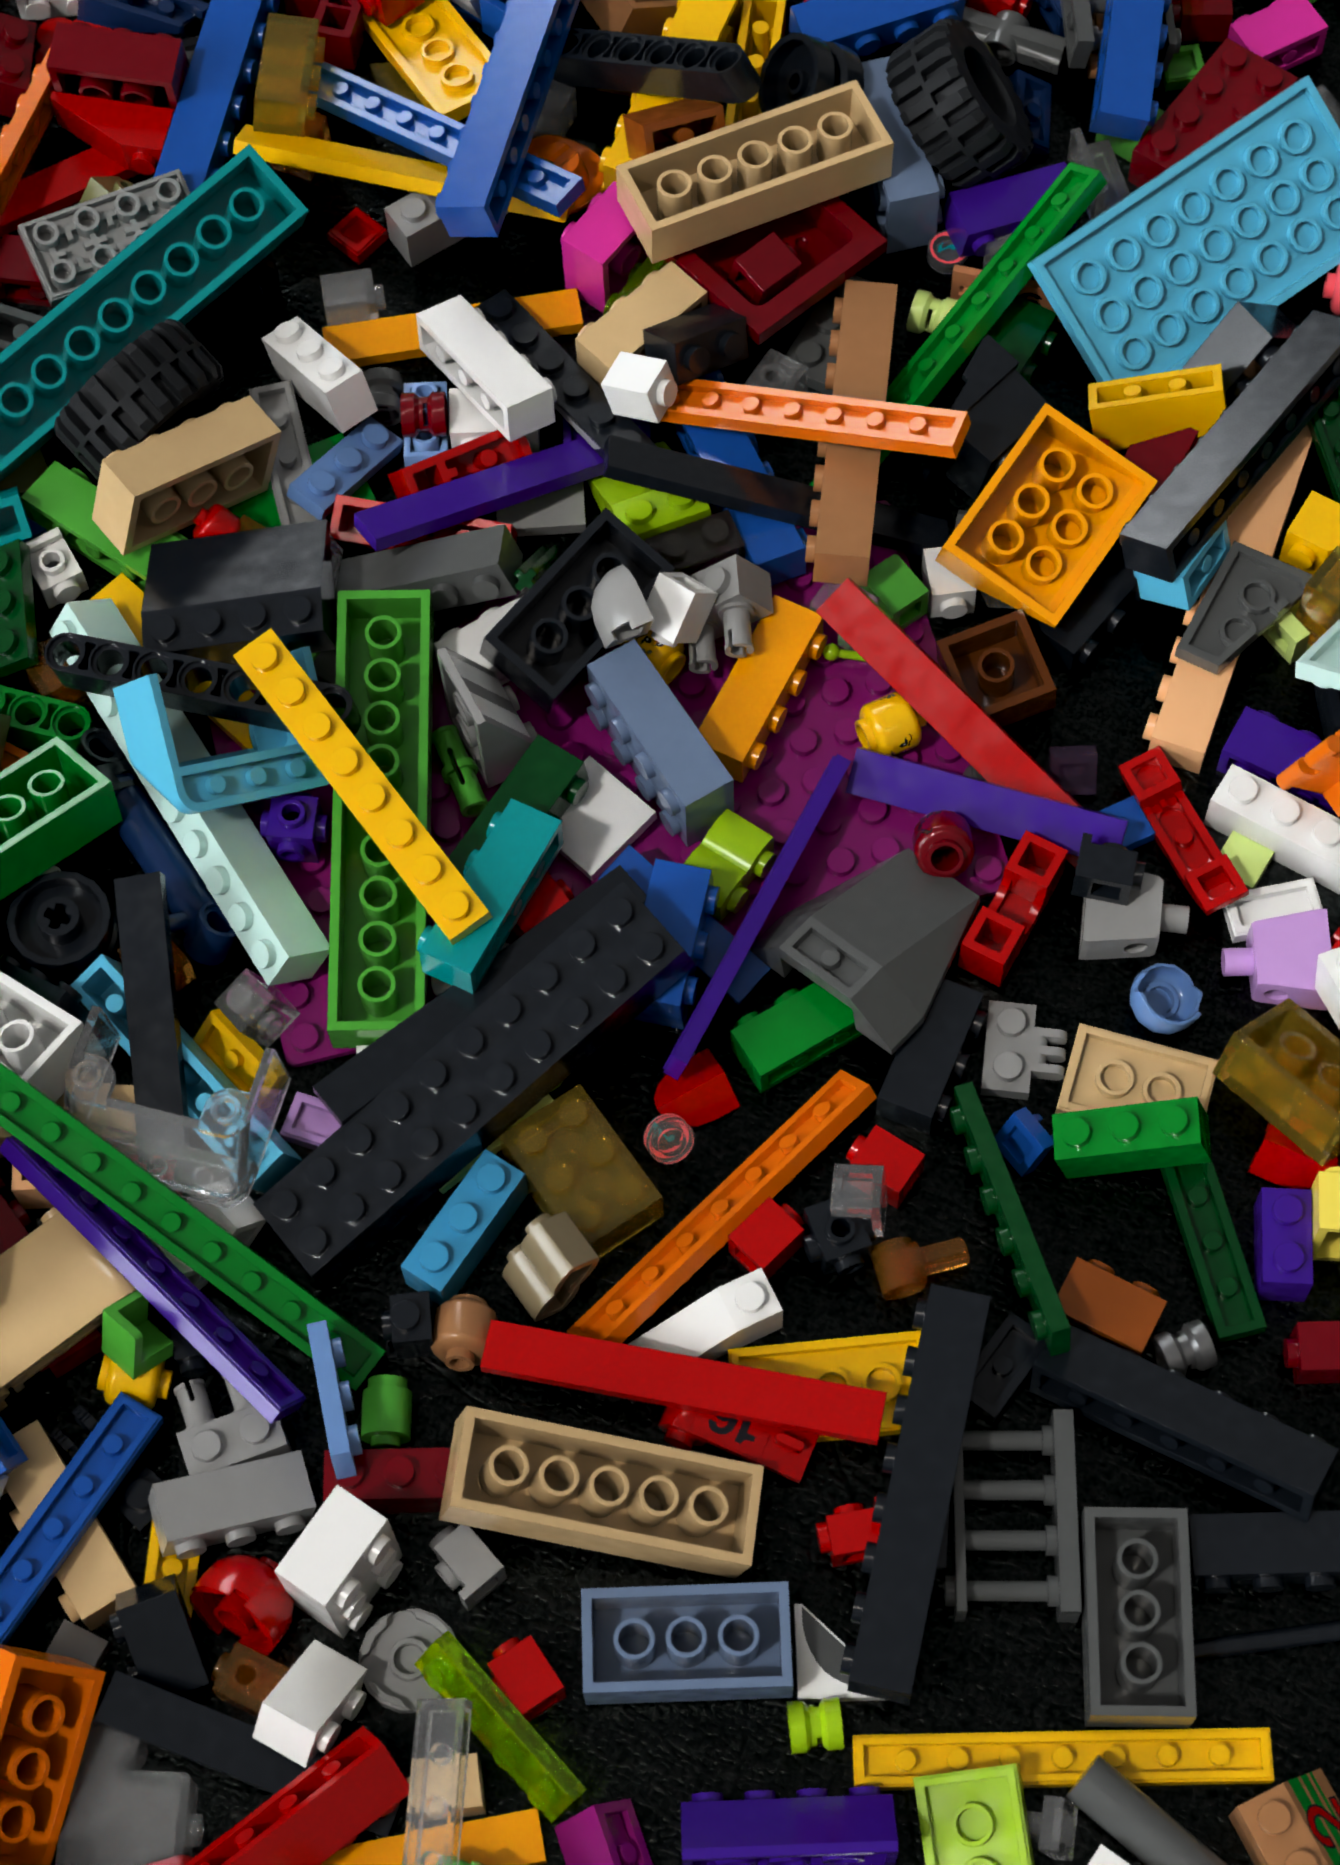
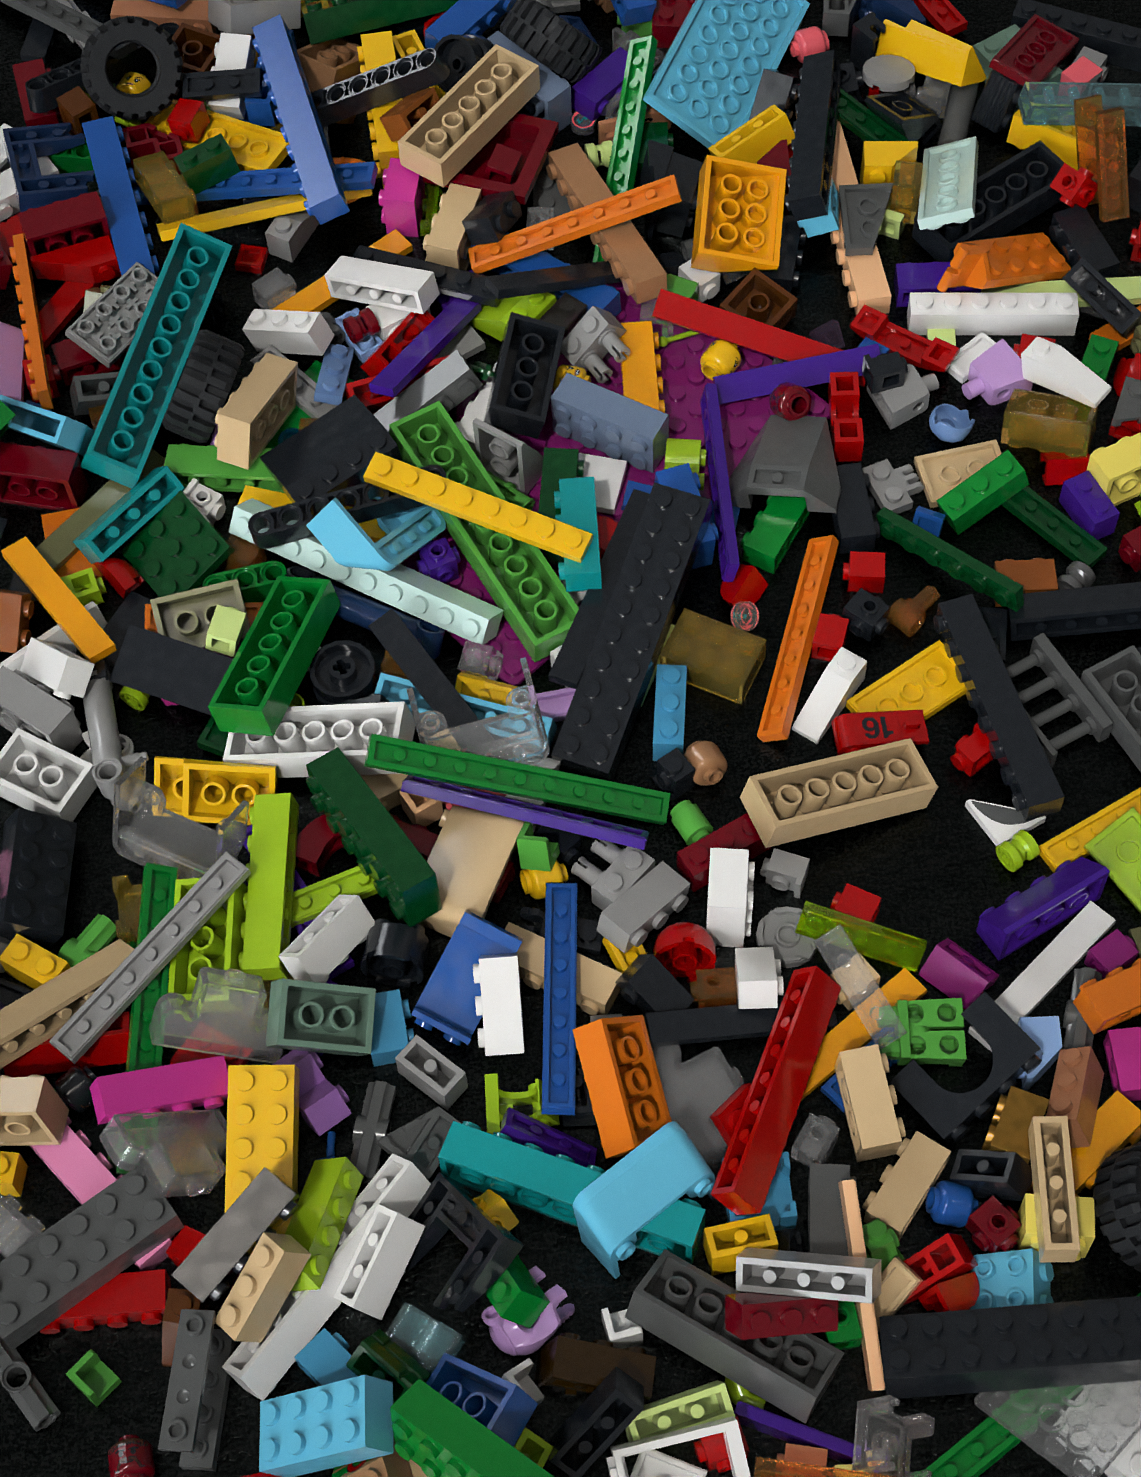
camera: 30 degrees left, 5 degrees down
(215, 521) = (285, 429): red piece -> none
(335, 1399) = (667, 822): medium blue plate -> none
(363, 68) = (207, 164): none -> dark green brick
(549, 1265) = (729, 703): dark tan brick -> none
(620, 608) = (552, 357): light grey brick -> none
(640, 387) = (480, 251): white brick -> none
(679, 608) = (578, 349): white brick -> none
(684, 1382) = (839, 721): red tile -> none
(686, 1643) = (927, 845): sand blue brick -> none
(860, 1193) = (868, 583): clear panel -> none

